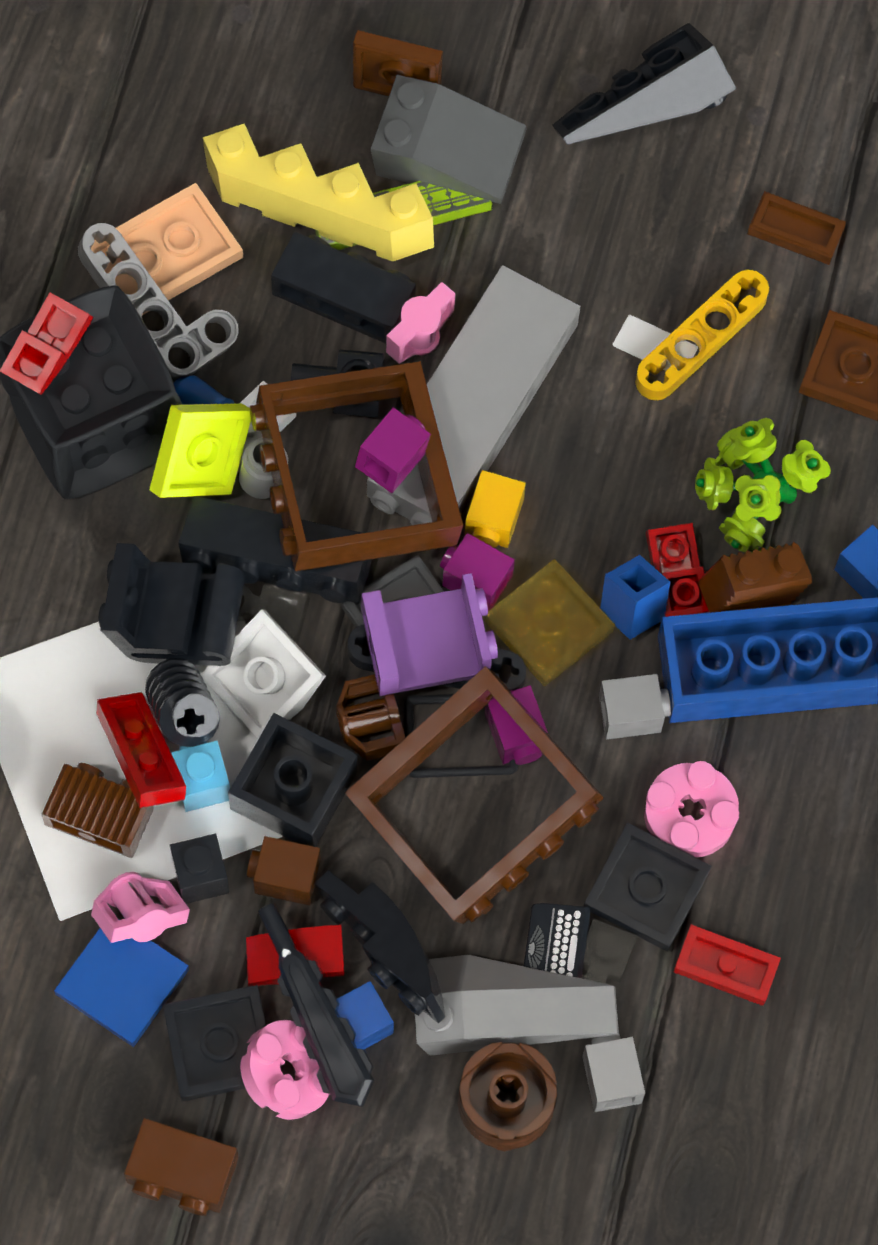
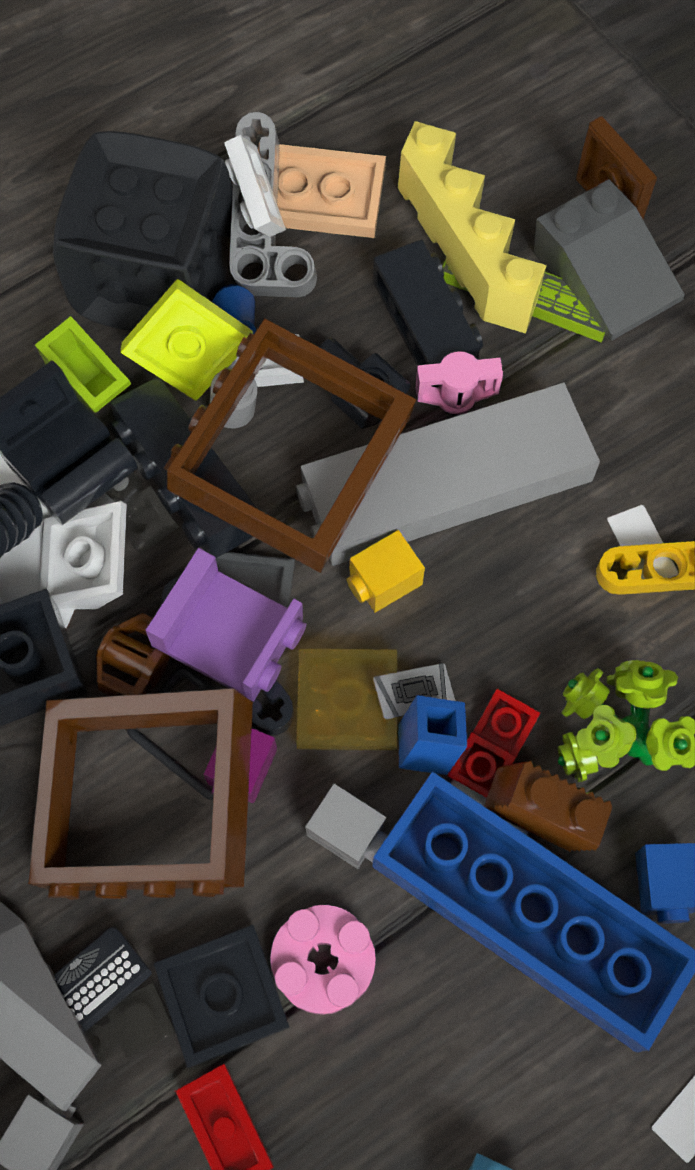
camera: 45 degrees right, 0 degrees up
(47, 344) = (111, 162): slope -> none
(150, 530) = (85, 365): none -> lime slope
(160, 300) = (249, 173): none -> white plate
(393, 449) = (320, 447): magenta brick -> none
(488, 567) = (326, 609): magenta brick -> none
(588, 577) = (399, 689): none -> sticker

